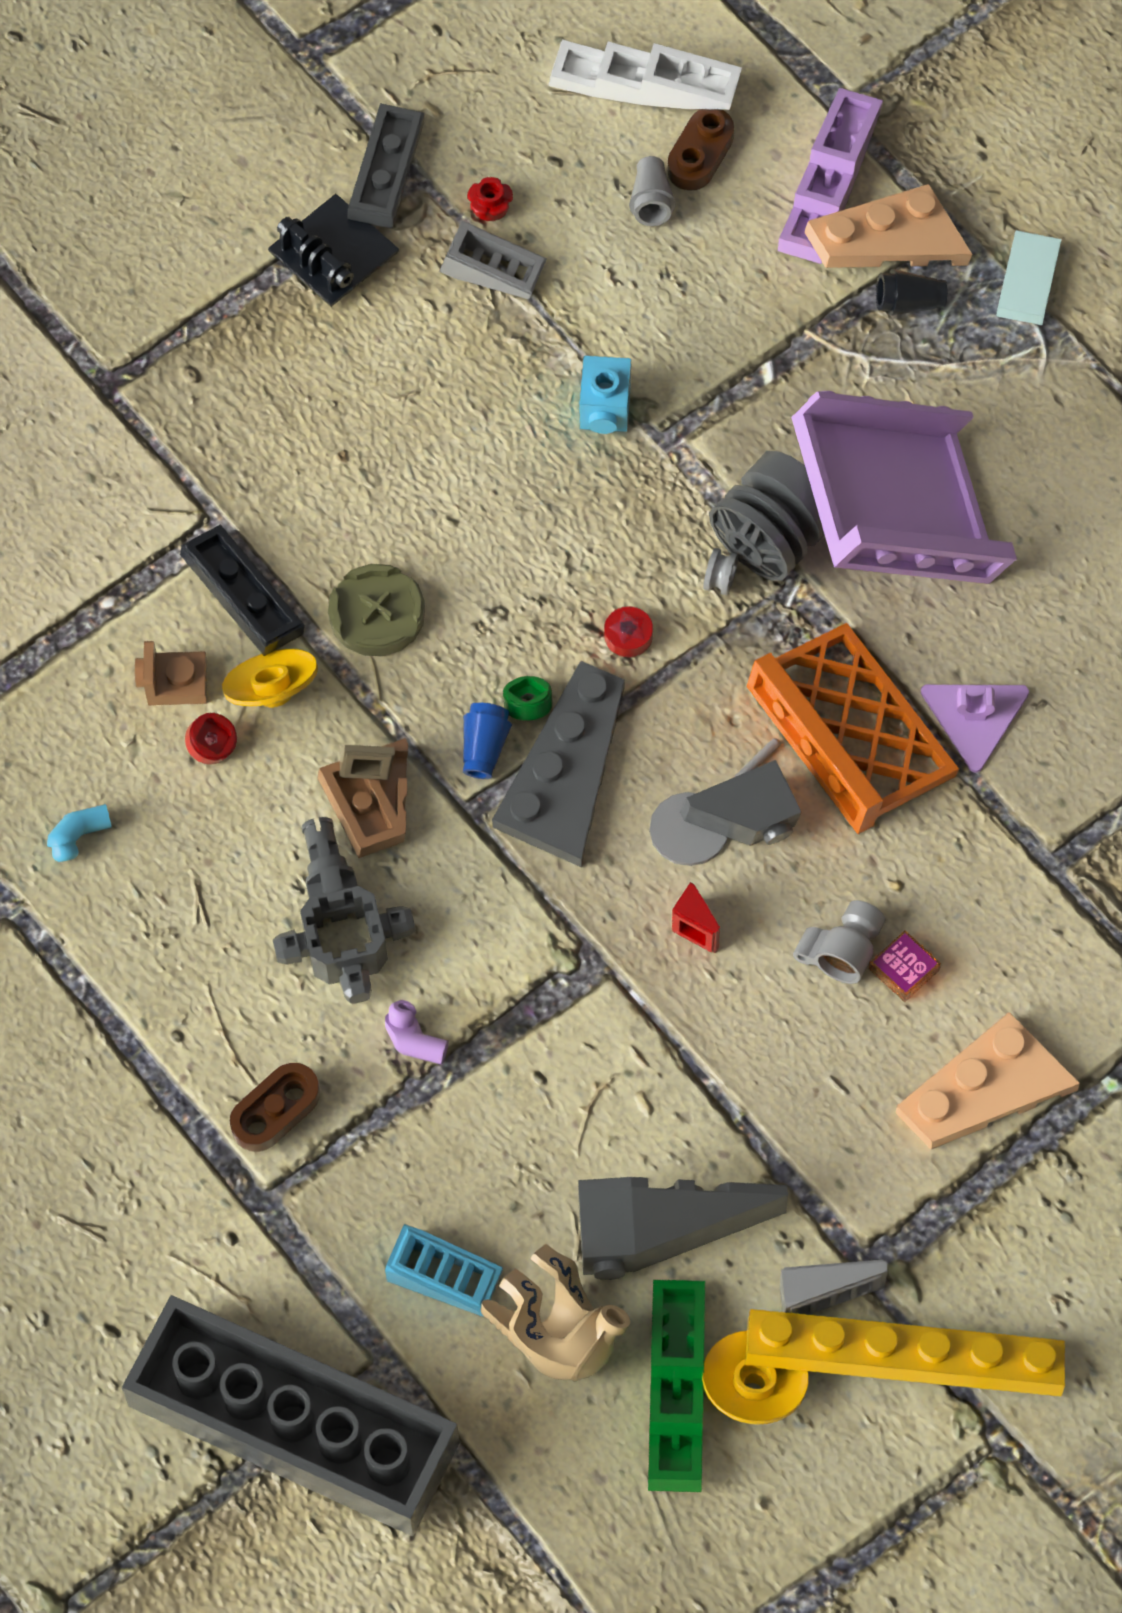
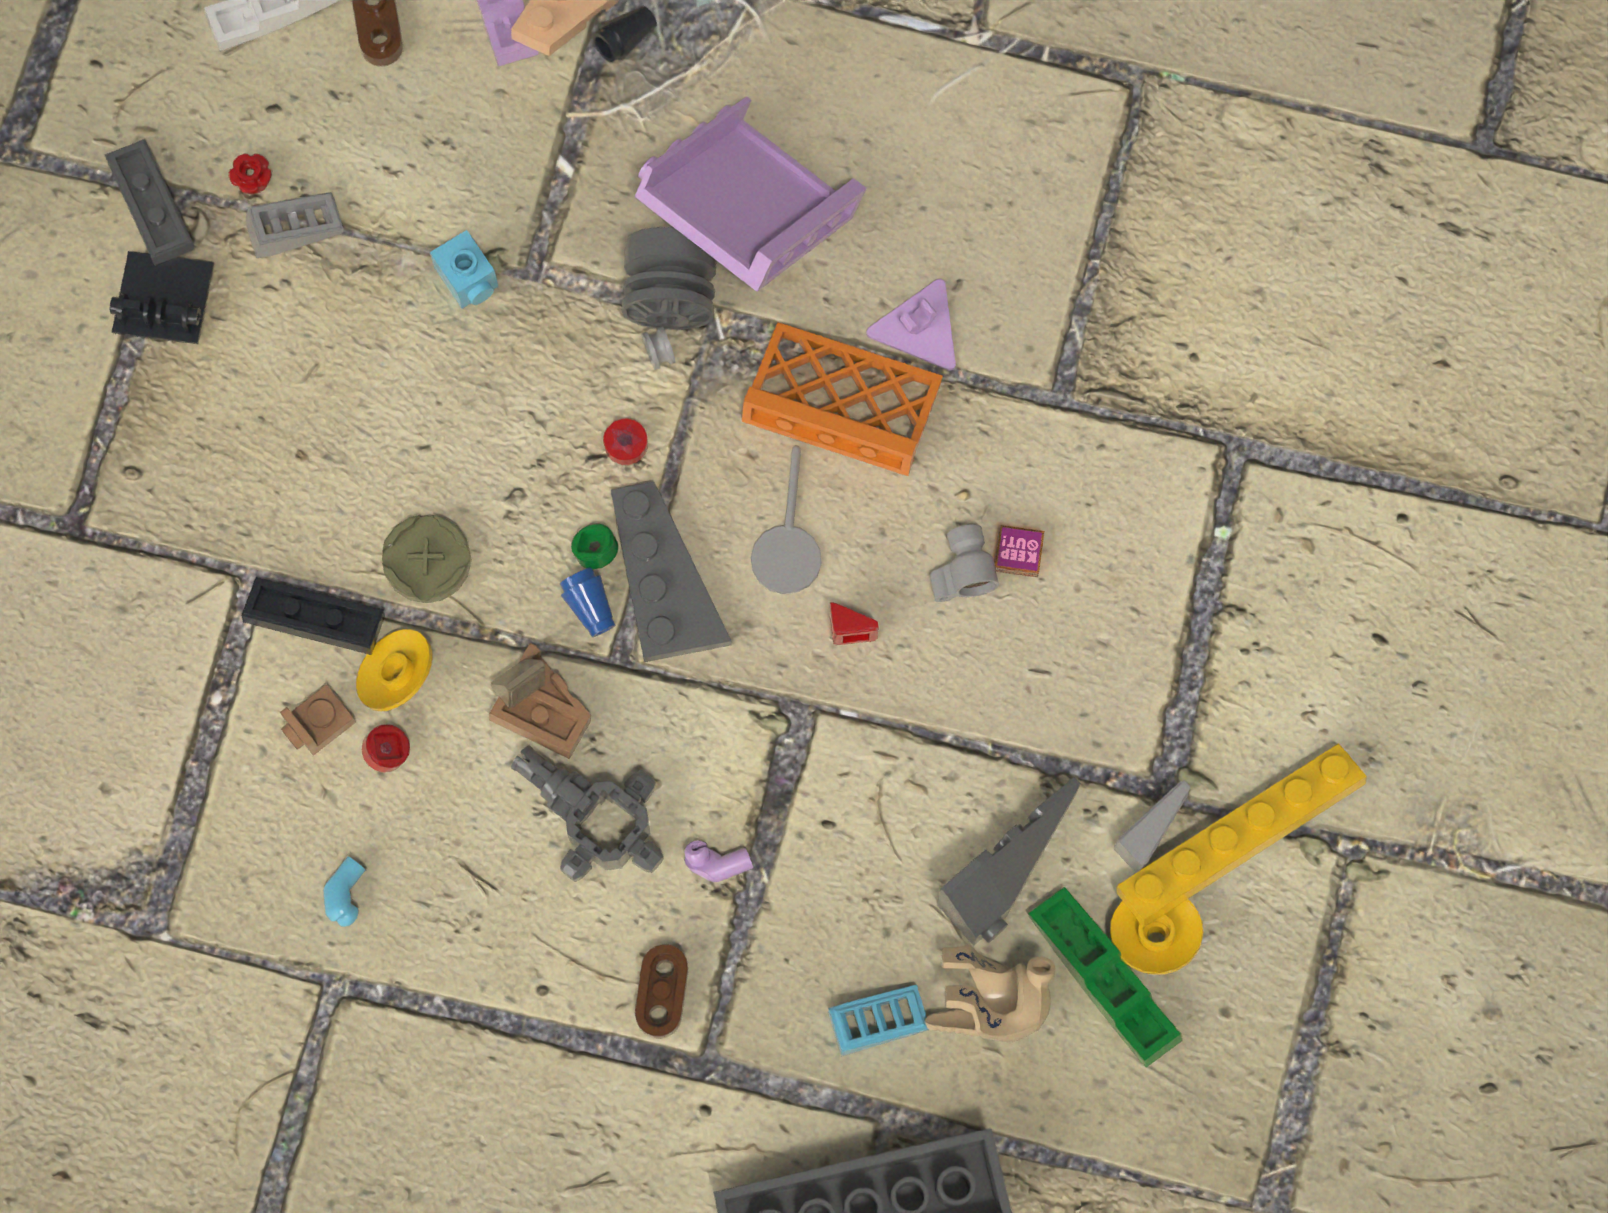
camera: 40 degrees left, 10 degrees up
(651, 195) = (372, 86): light grey cone -> none
(746, 807) = (823, 514): dark grey slope -> none
(988, 1080) = (1140, 596): light nougat wing -> none

